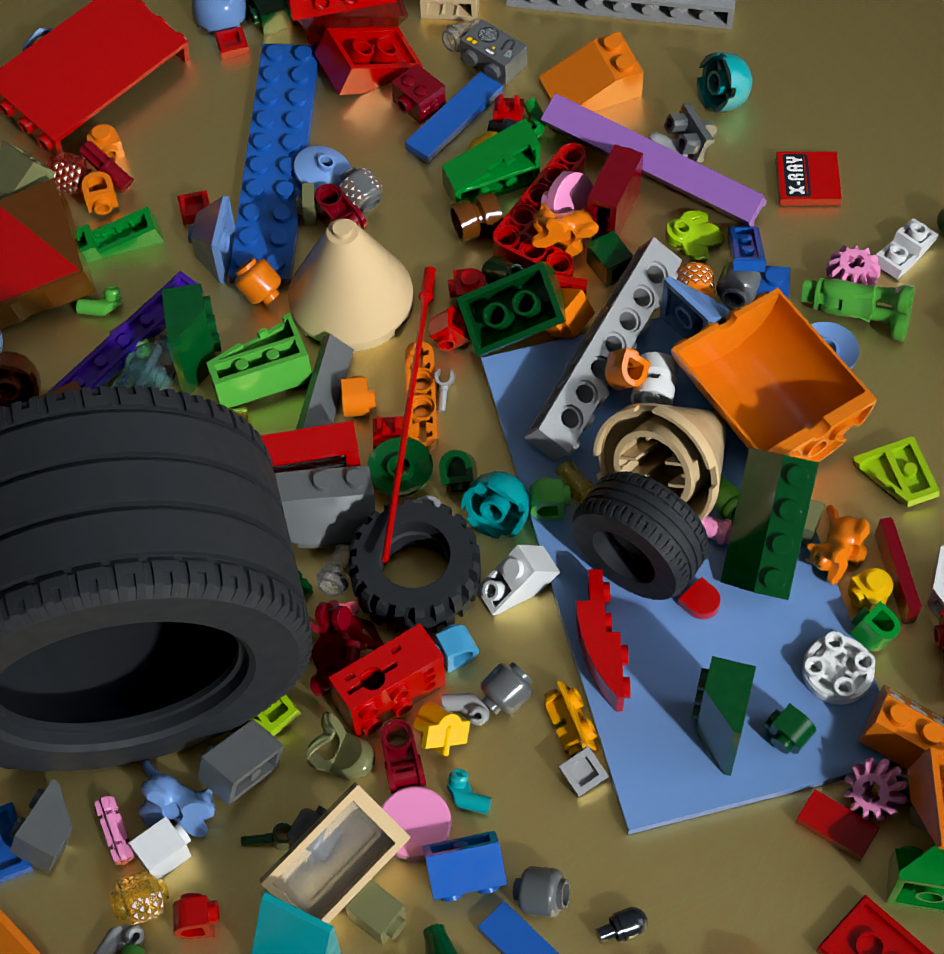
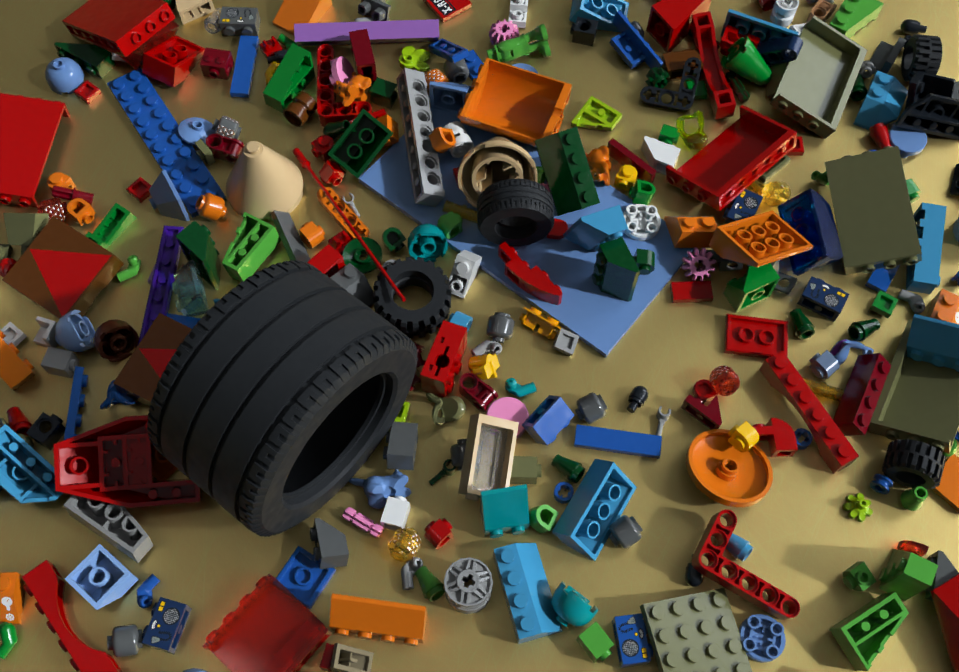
camera: 40 degrees left, 5 degrees up
(737, 630) = (597, 228): none -> dark azure slope

